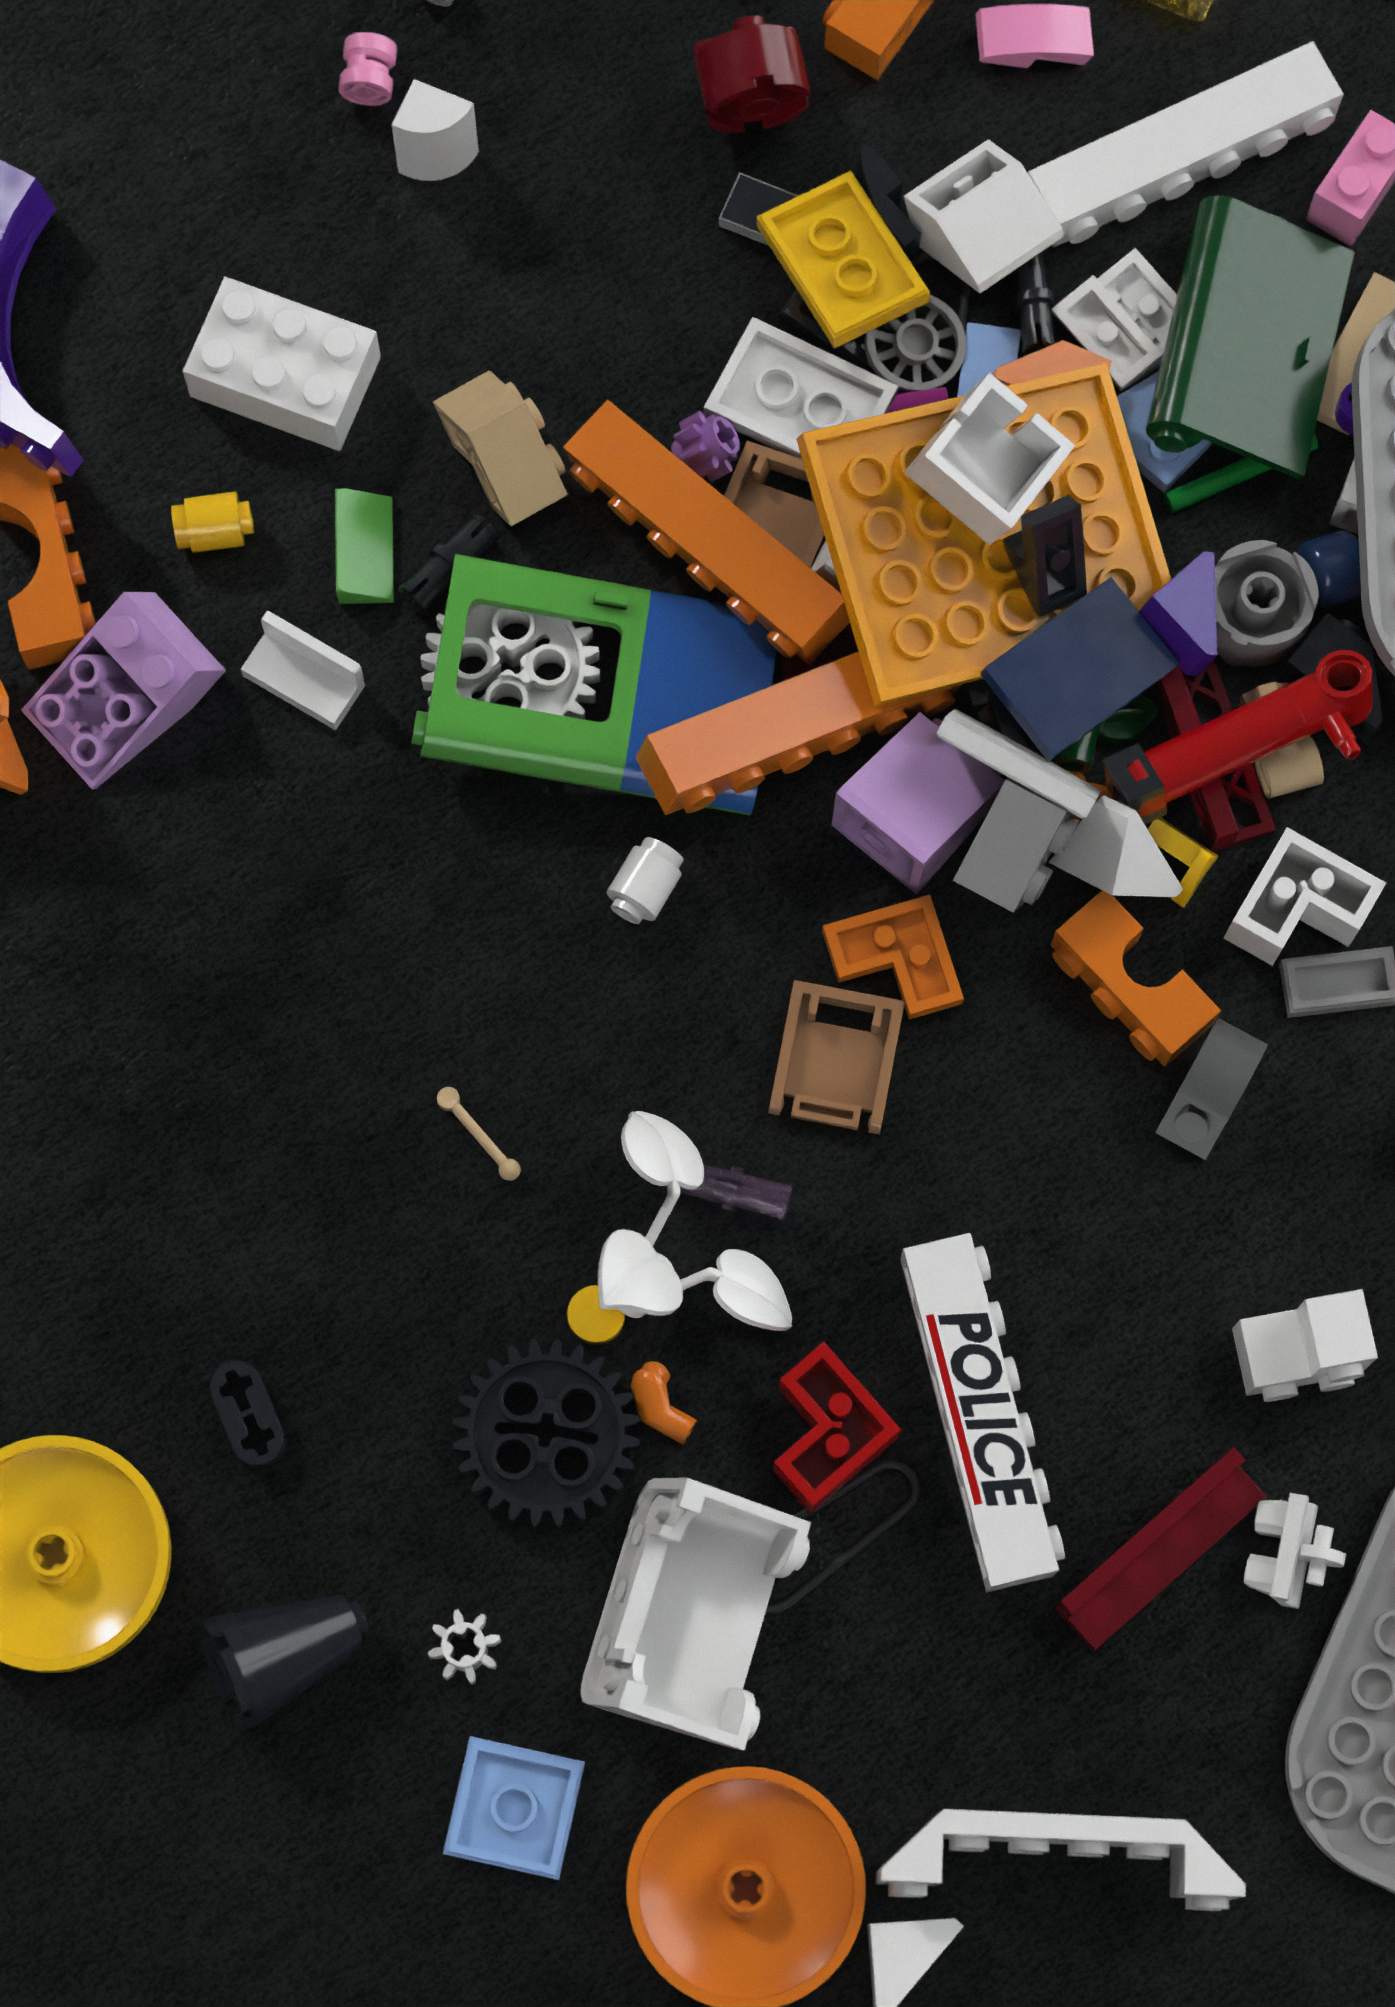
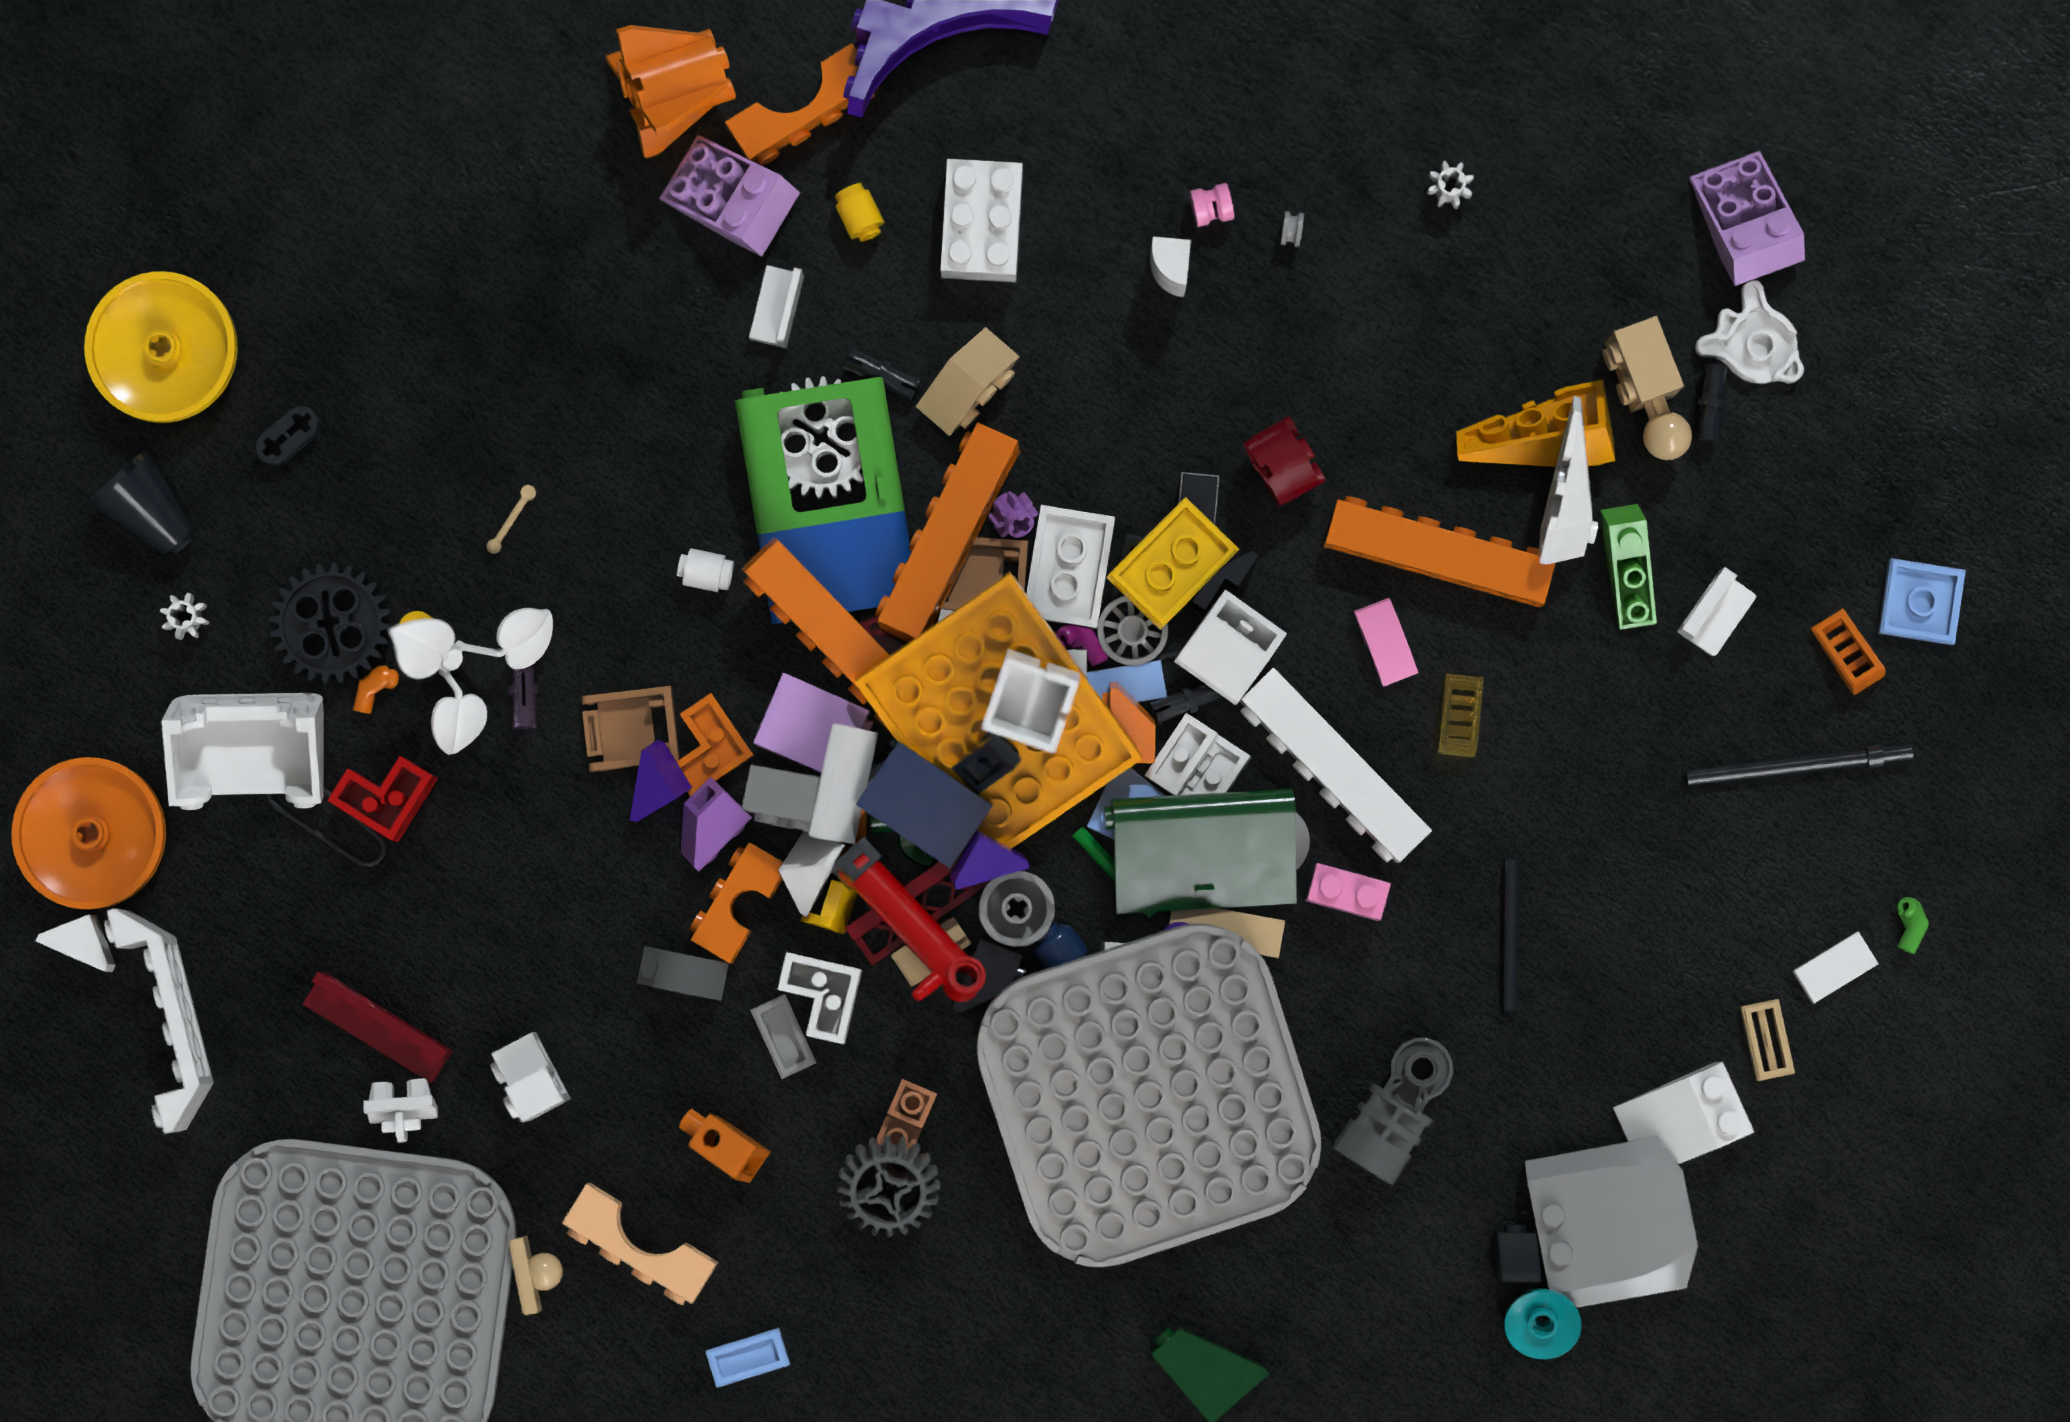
camera: 75 degrees right, 10 degrees up
(363, 547) = (876, 315): bright green slope -> none
(514, 1808) = (99, 678): light blue tile -> none
(936, 1029) = (657, 781): none -> dark purple slope
(980, 1412) = (427, 887): white brick -> none
(1009, 982) = (709, 823): none -> medium lavender slope

